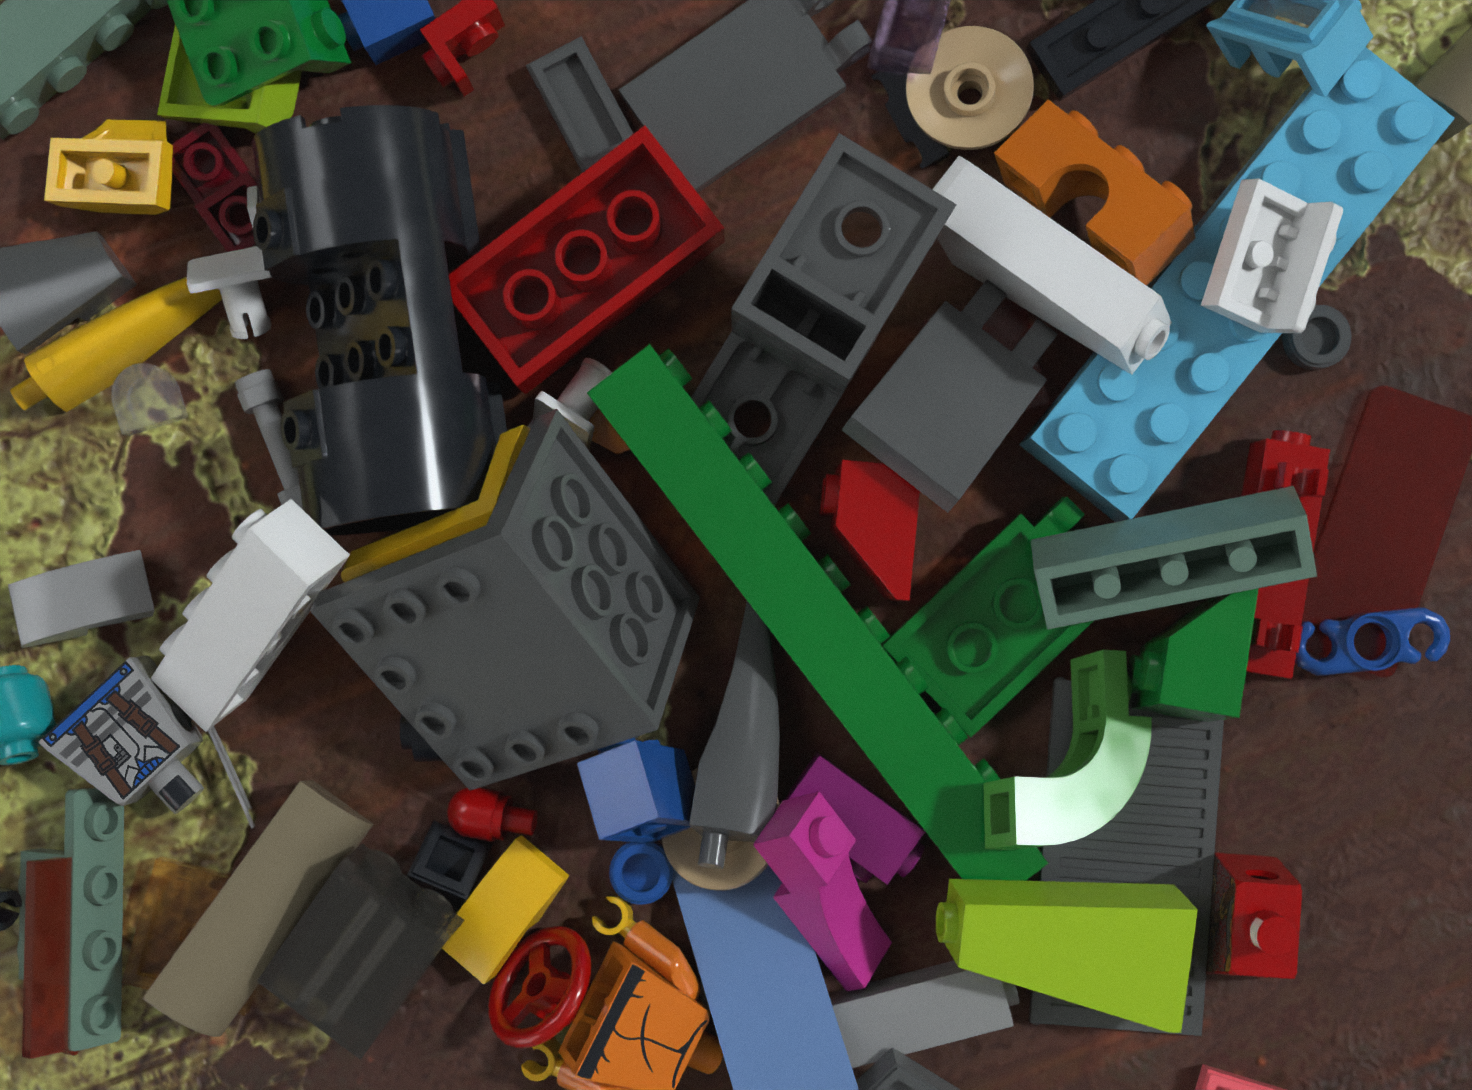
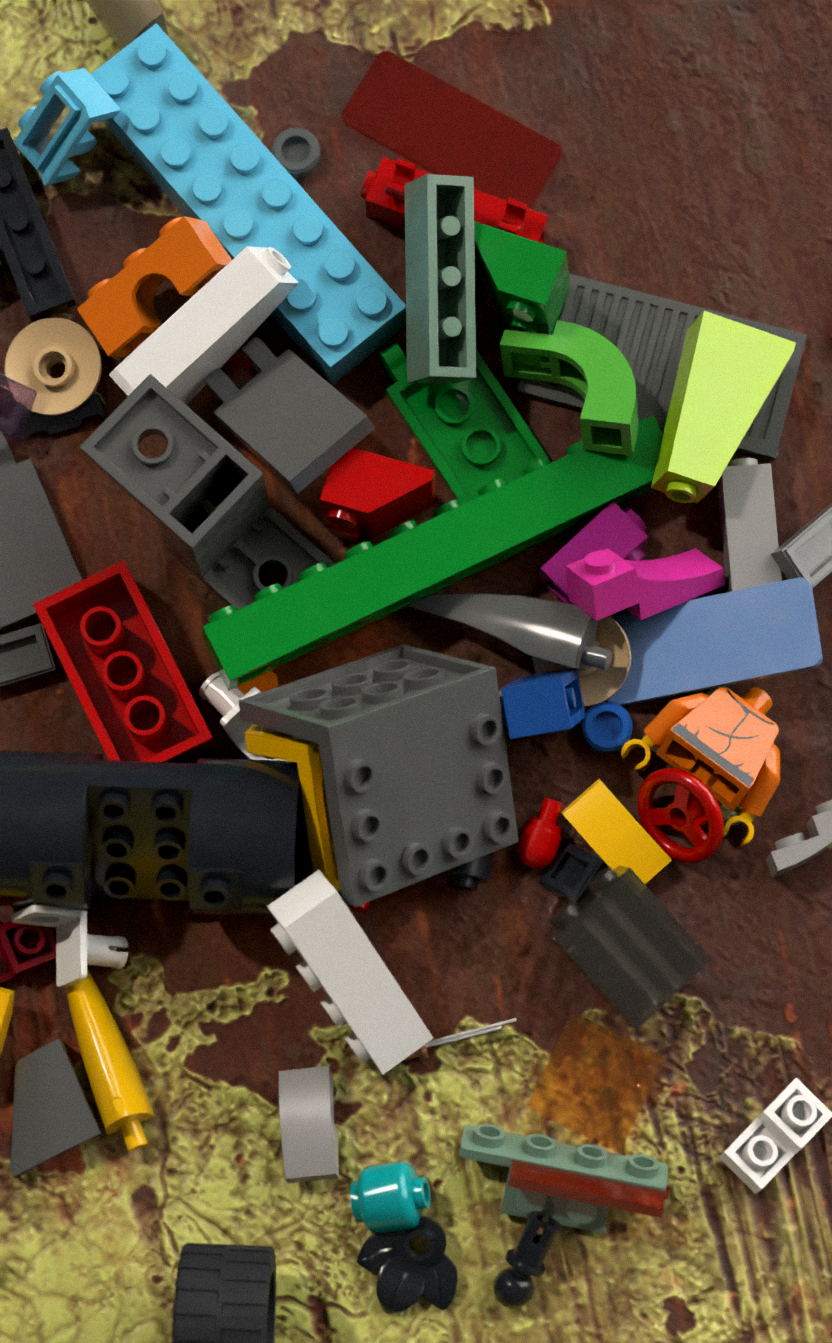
camera: 75 degrees left, 10 degrees down
(129, 739) = (428, 1102): torso -> none
(146, 399) = (158, 1046): clear tile -> none
(257, 910) = (580, 1022): dark tan brick -> none
(261, 396) = (175, 954): light grey bar -> none
(1252, 918) = (724, 277): red torso -> none
(1271, 258) = (234, 166): white bracket -> none
(1396, 627) = (525, 137): blue piece -> none

